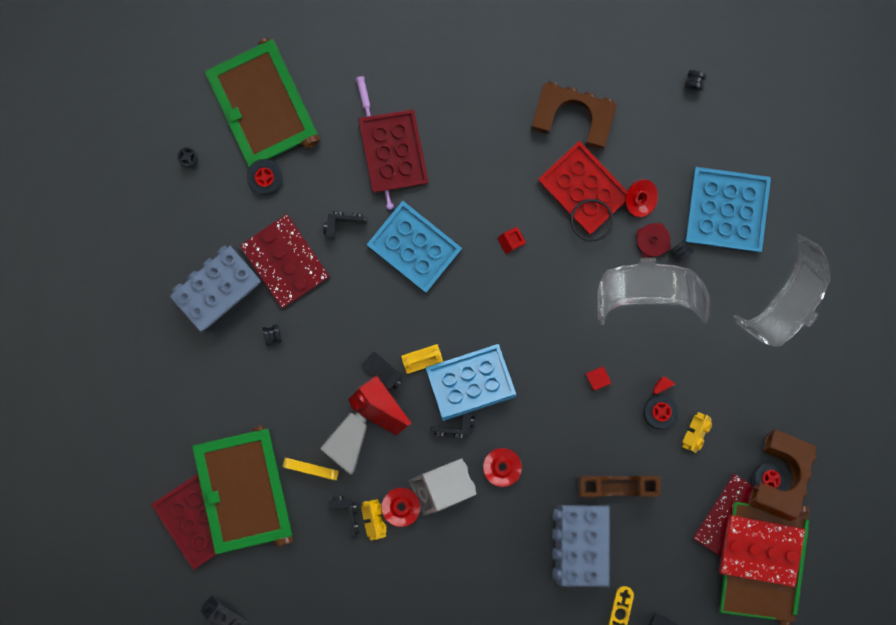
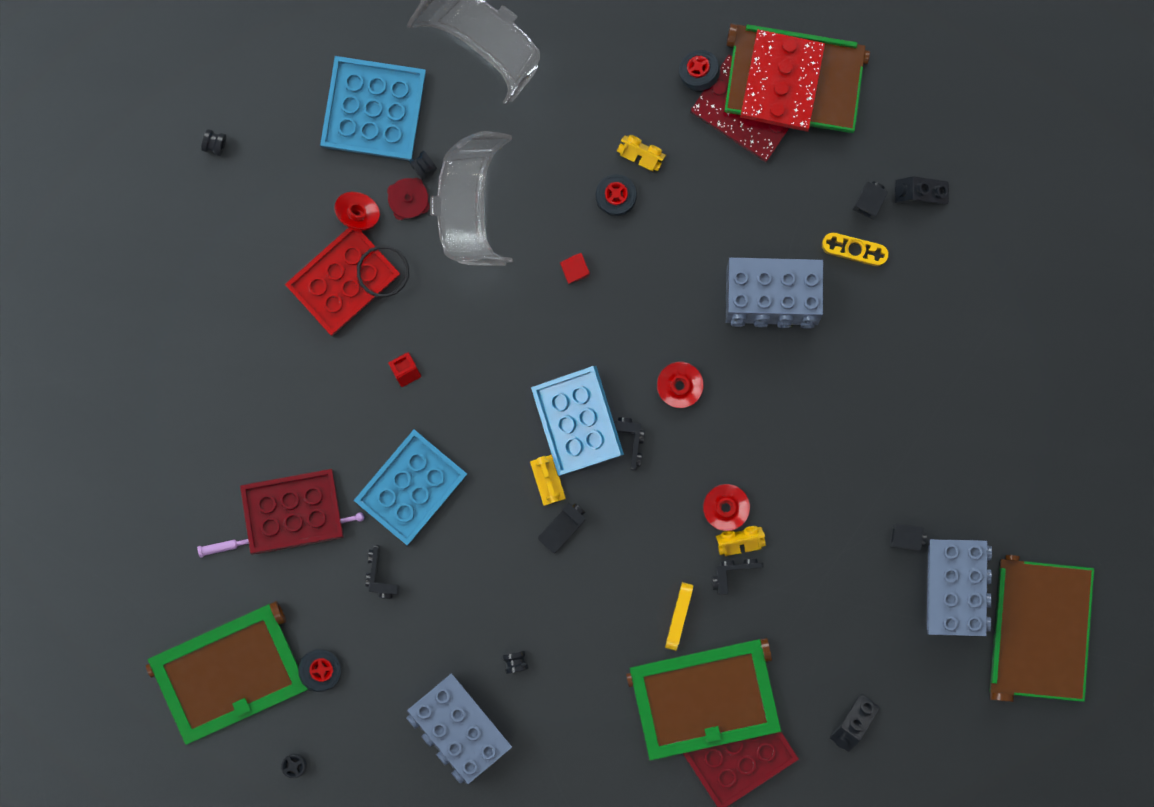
camera: 85 degrees left, 0 degrees up
(284, 261) = (424, 646): dark red plate -> none
(346, 442) = (648, 571): light grey slope -> none
(379, 407) = (605, 531): red slope -> none
(443, 487) = (703, 456): light grey slope -> none
(600, 111) = (248, 258): reddish brown arch -> none
(618, 486) = (703, 246): reddish brown arch -> none
(662, 384) = (583, 192): red slope -> none
(799, 457) = (673, 32): reddish brown arch -> none

